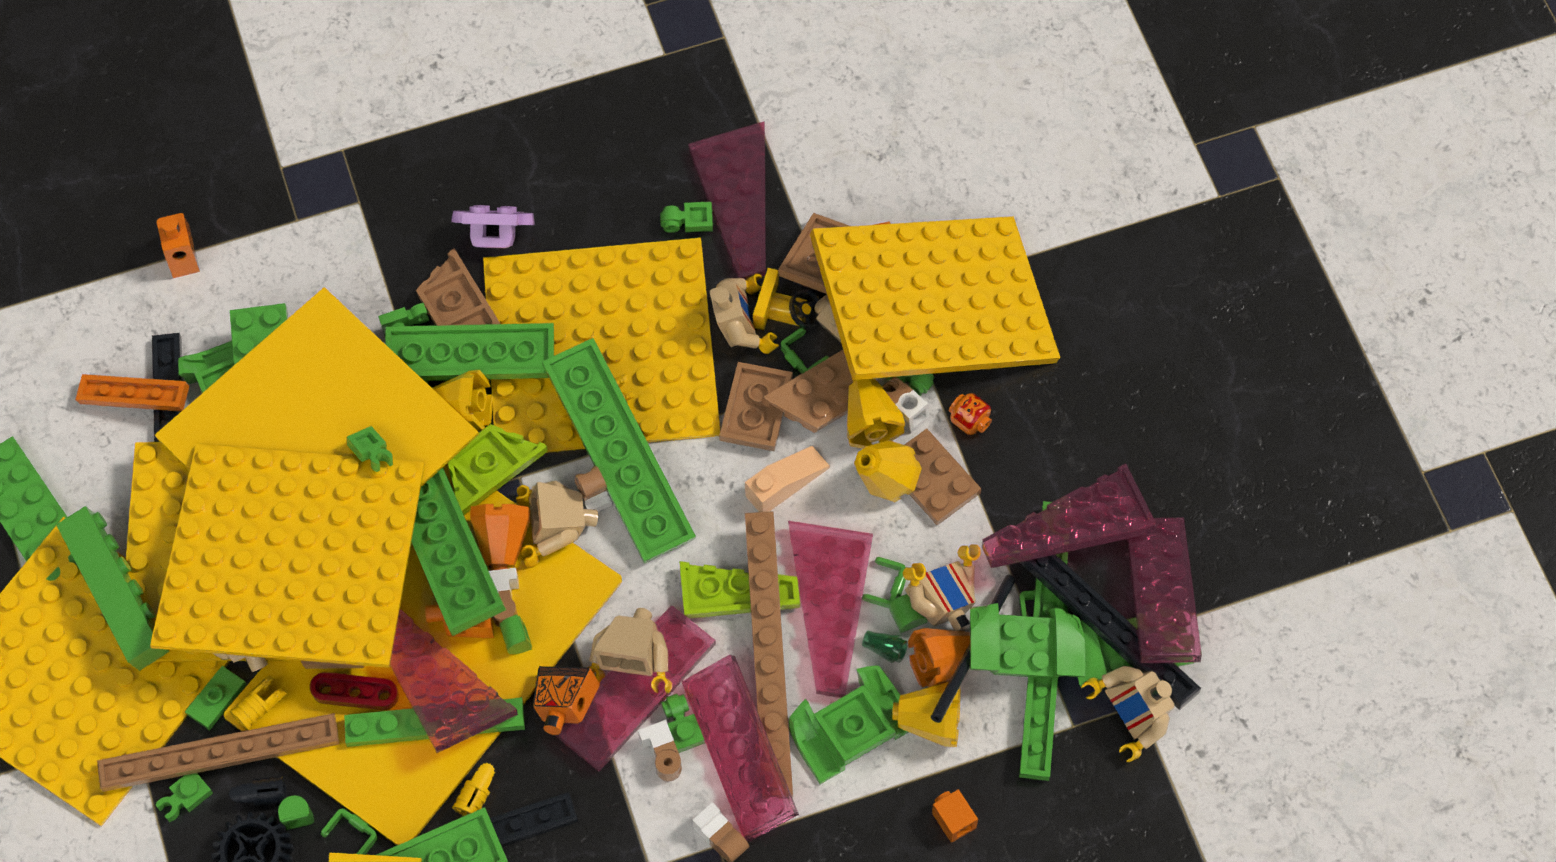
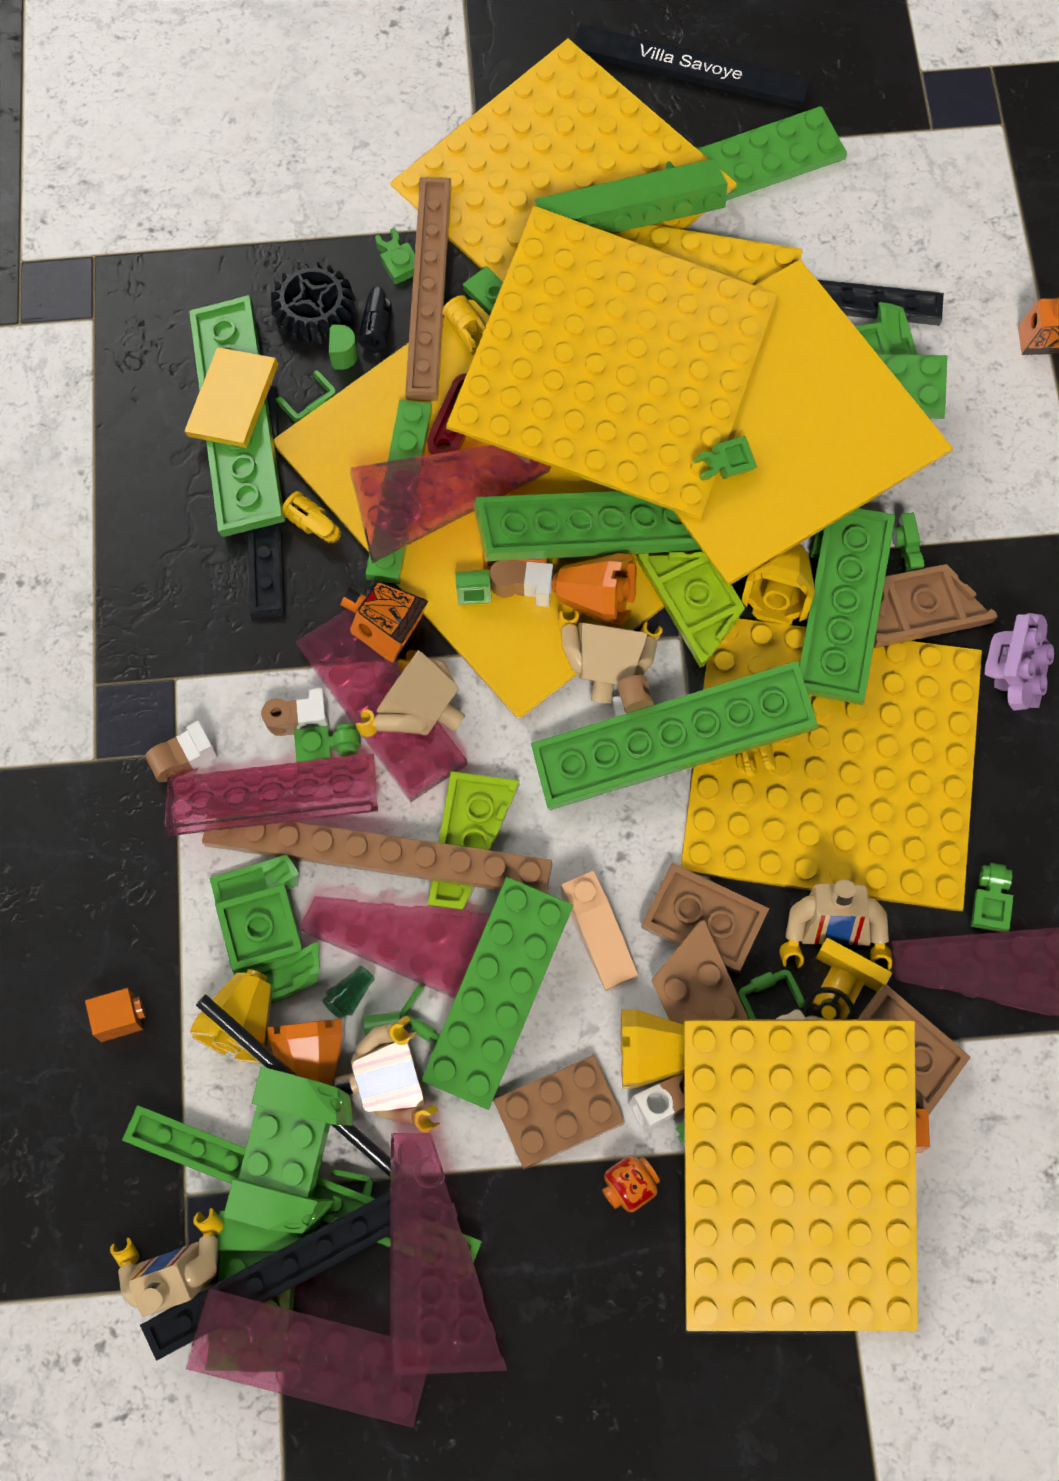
camera: 105 degrees right, 5 degrees up
(132, 392) = (870, 261): orange plate -> none
(856, 529) = (497, 993): none -> bright green plate
(888, 469) = (570, 1047): yellow cone -> none

